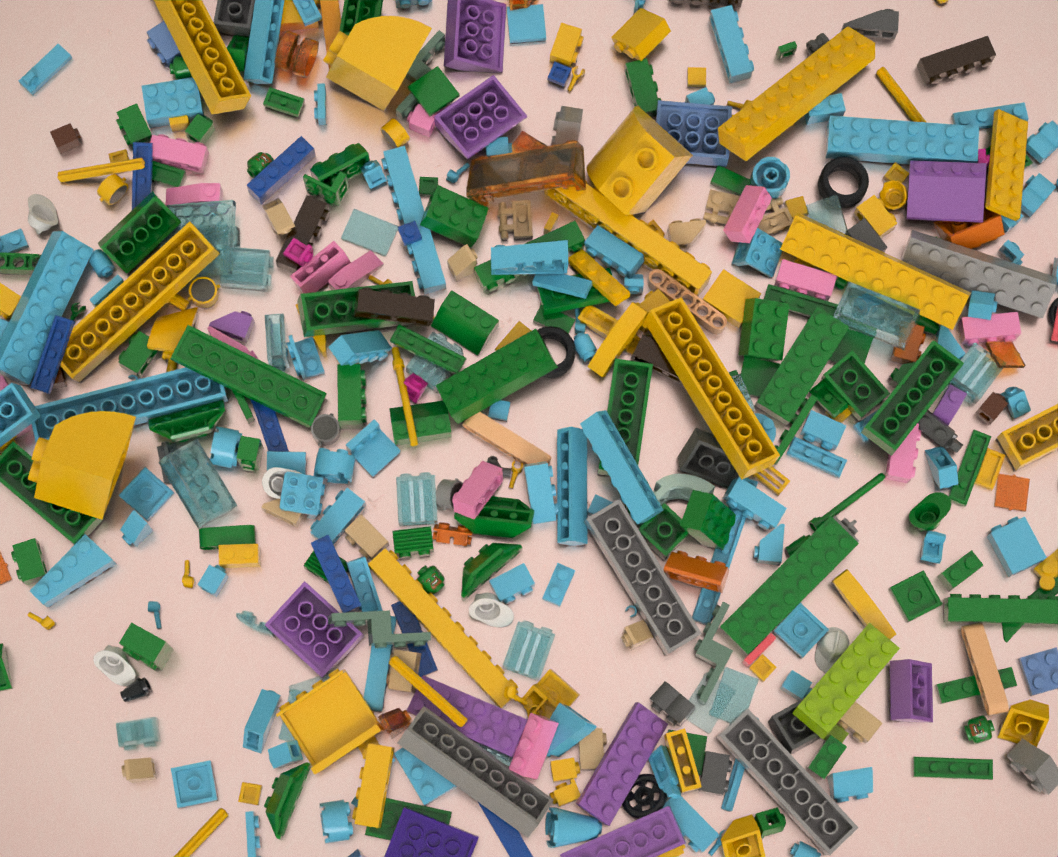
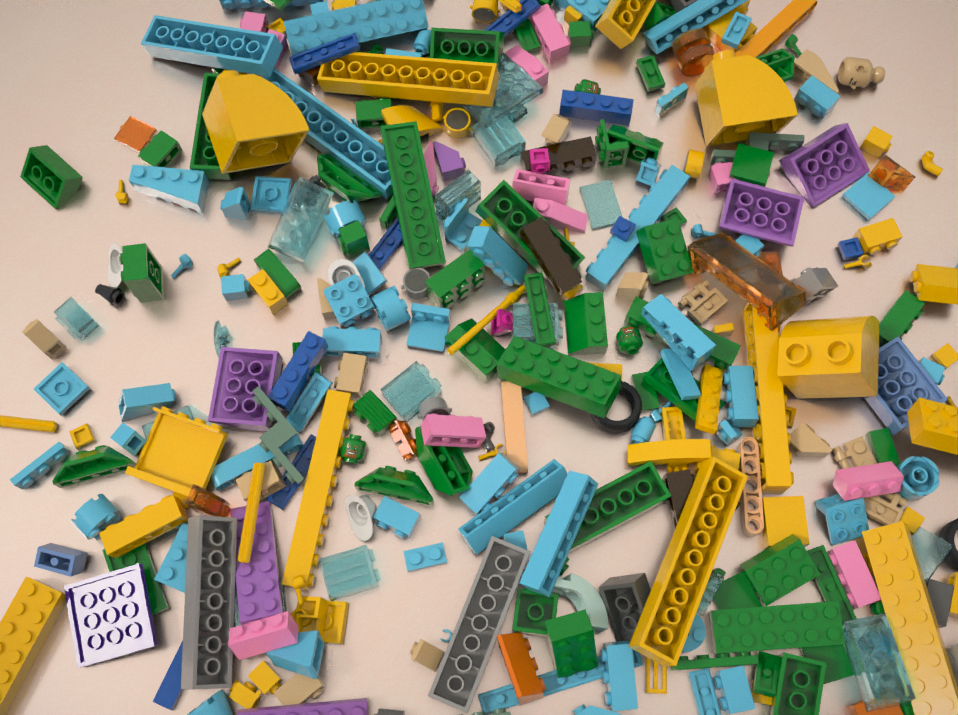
camera: 60 degrees right, 5 degrees down
(504, 300) = (629, 340): none -> green head

